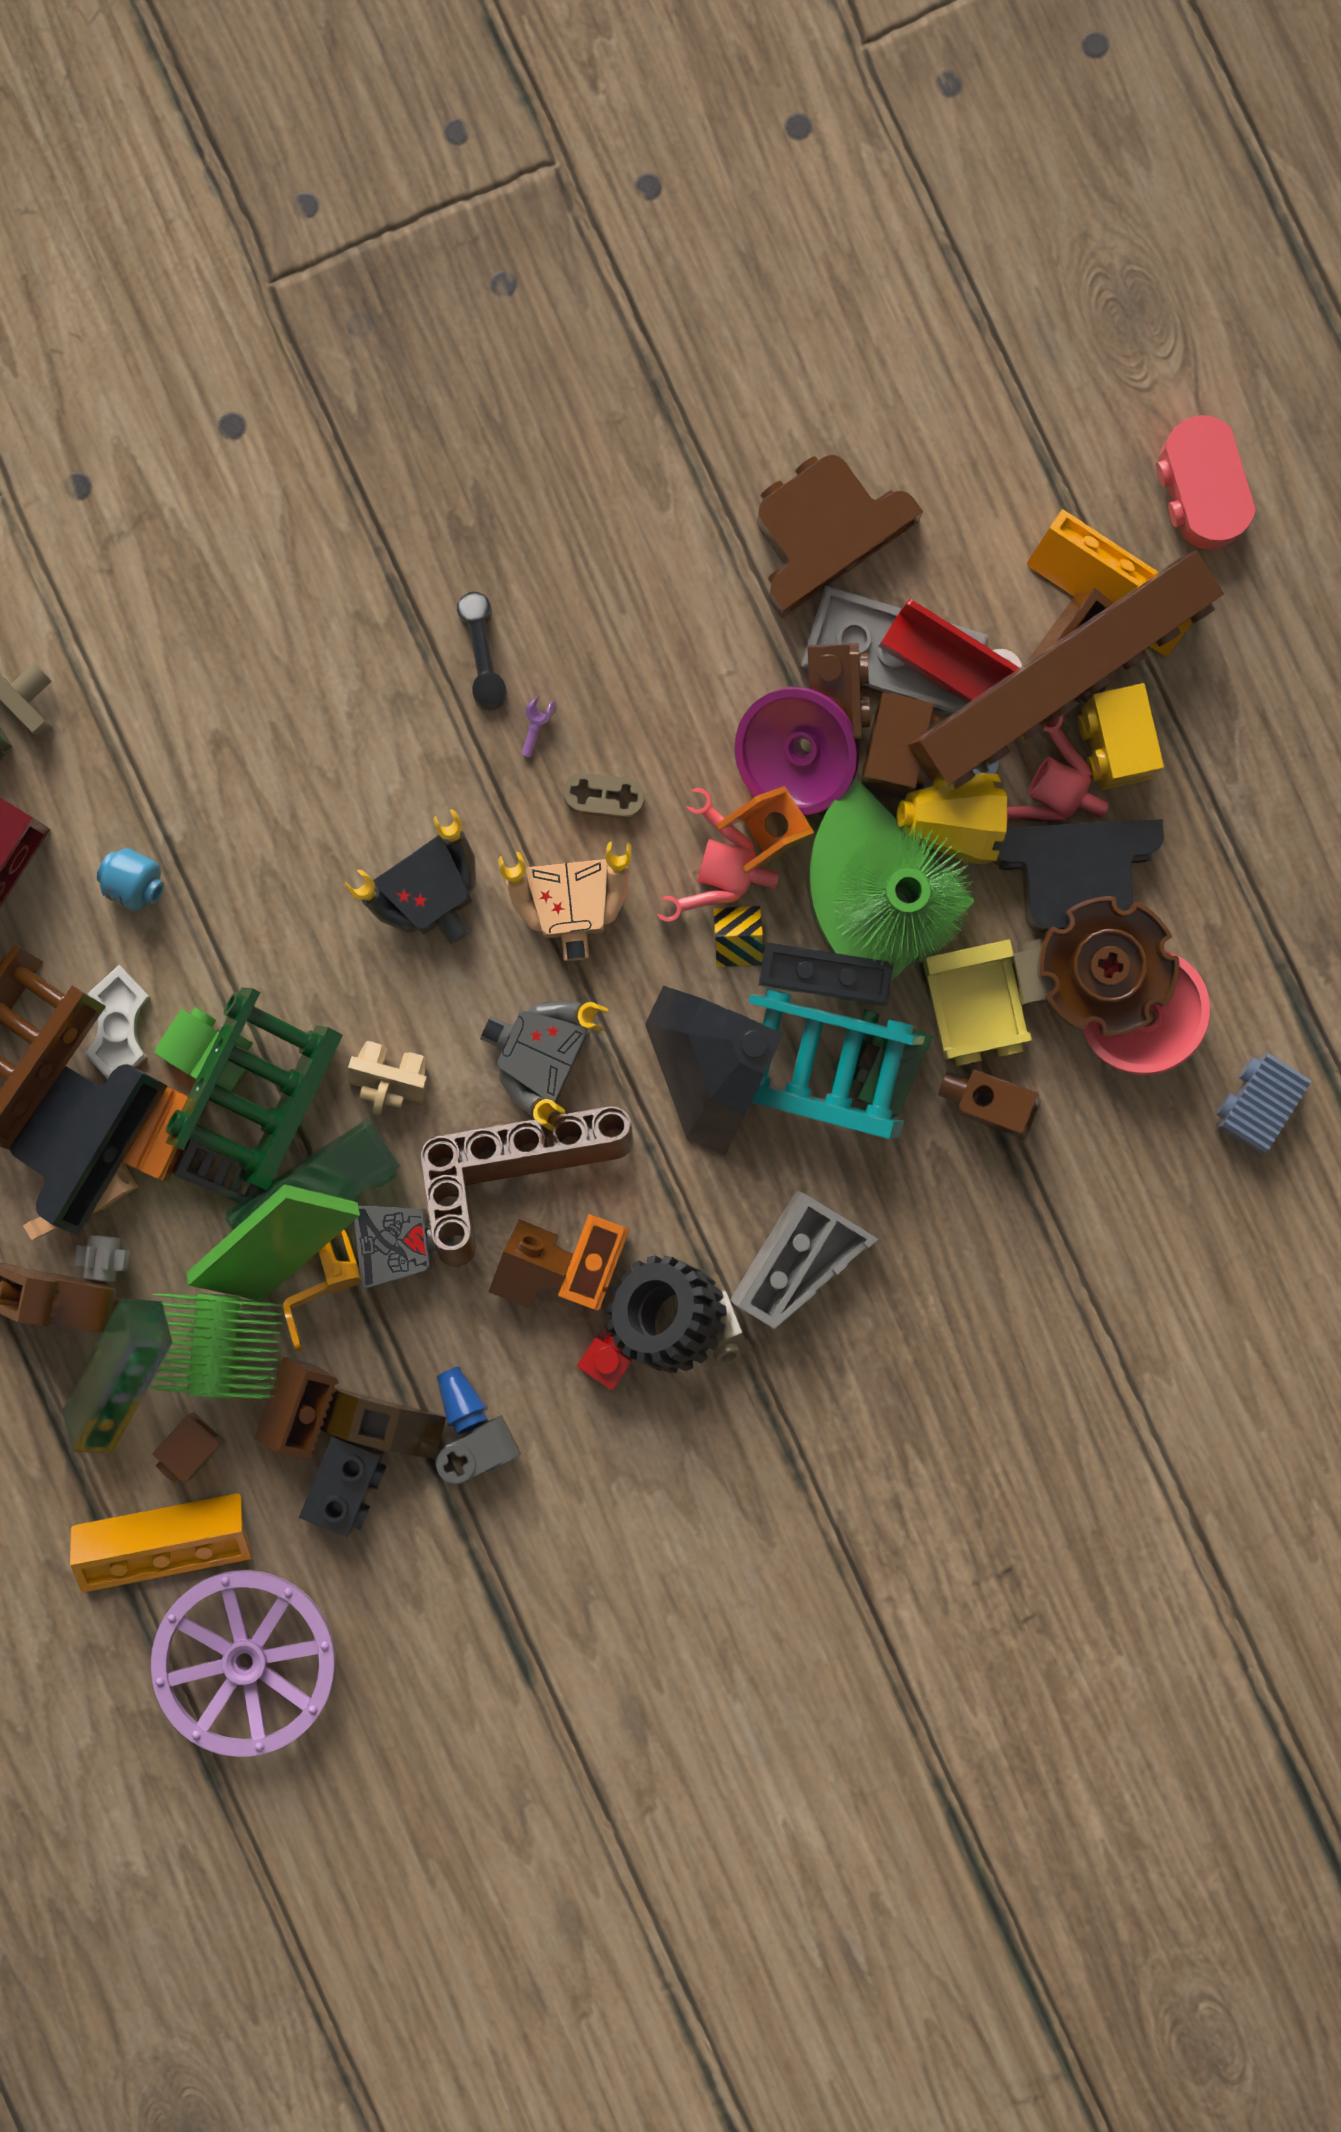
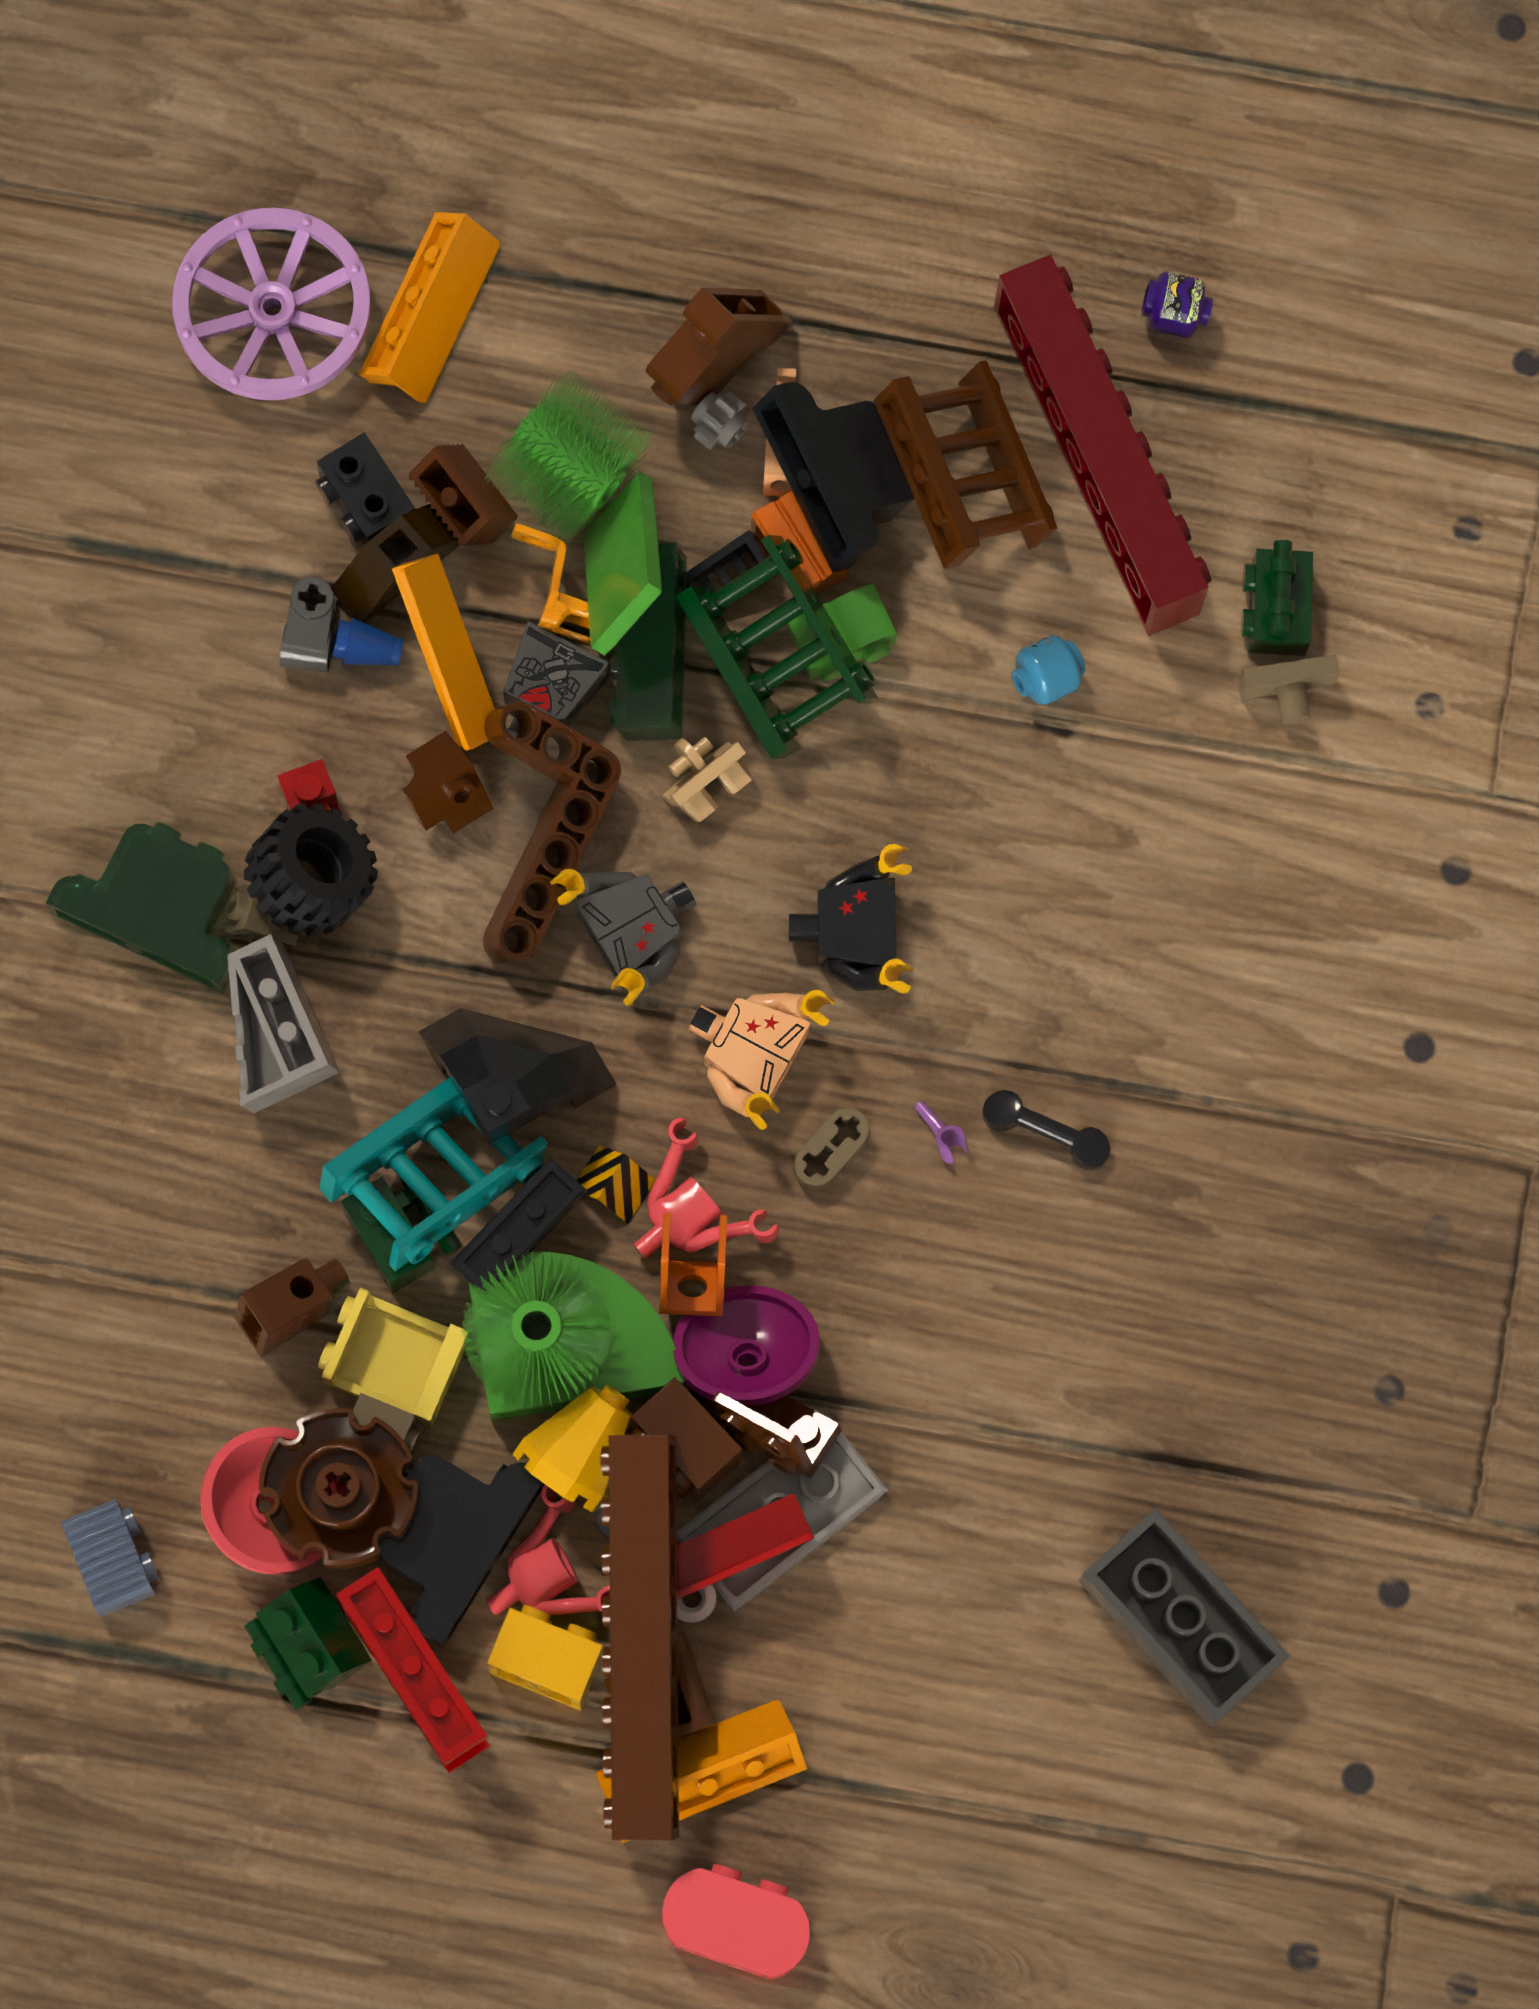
camera: 125 degrees right, 10 degrees down
(117, 1025) = (906, 562): white tile -> none
(117, 1375) = (601, 354): clear green brick -> none
(187, 1448) = (495, 381): reddish brown brick -> none
(427, 1332) = (446, 648): none -> light orange panel
(593, 1262) = (405, 841): orange brick -> none
(764, 1414) = (156, 902): none -> clear green brick
(775, 310) = (1183, 1617): none -> dark grey brick
(826, 527) = (943, 1525): reddish brown brick -> none
(1200, 820) = (413, 1670): none -> red fence
(1224, 917) = (306, 1642): none -> dark green brick

